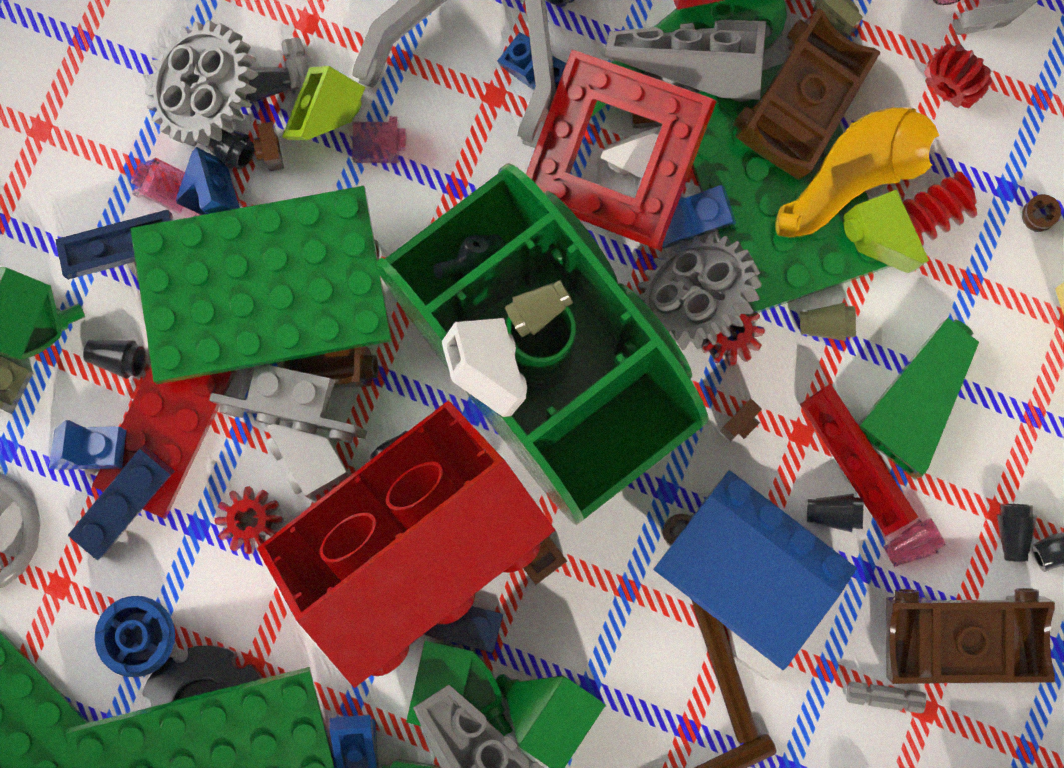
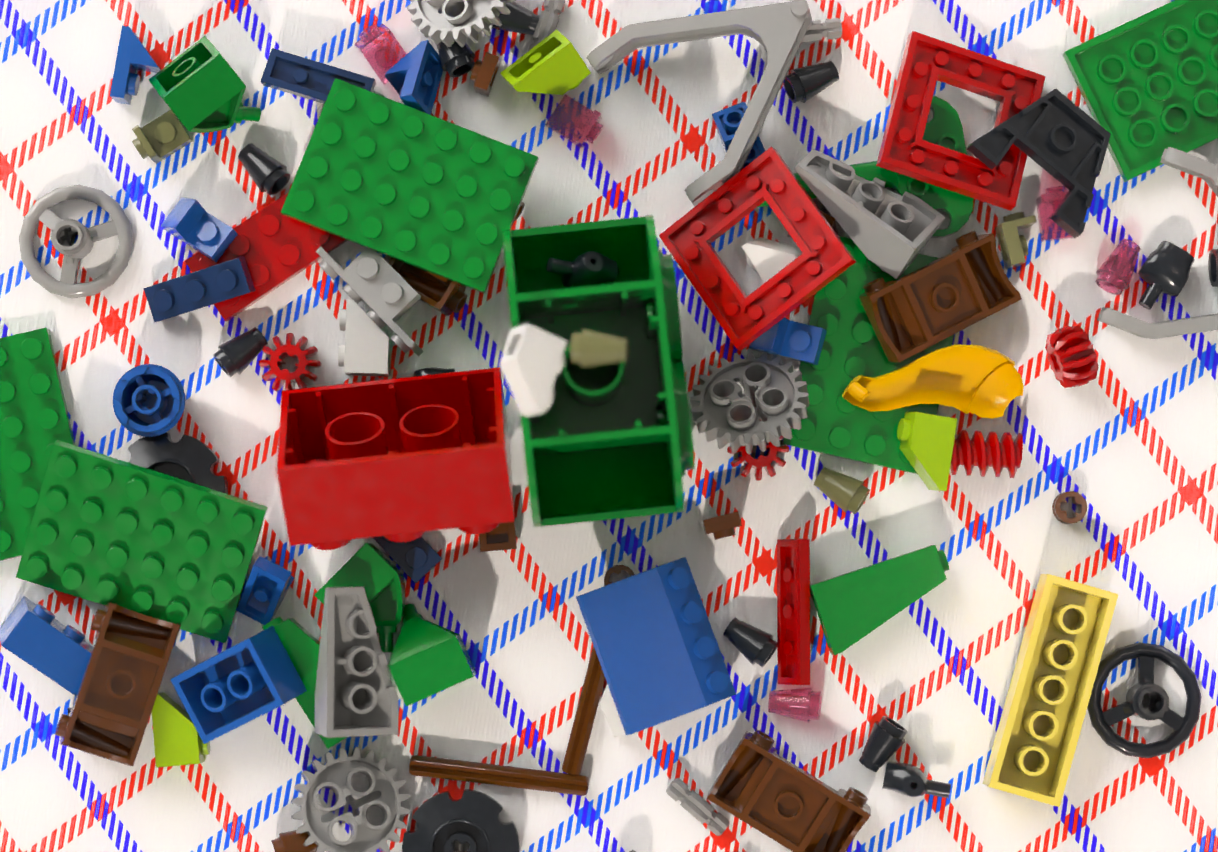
camera: 30 degrees right, 5 degrees up
(195, 538) = (240, 351): none -> black cone

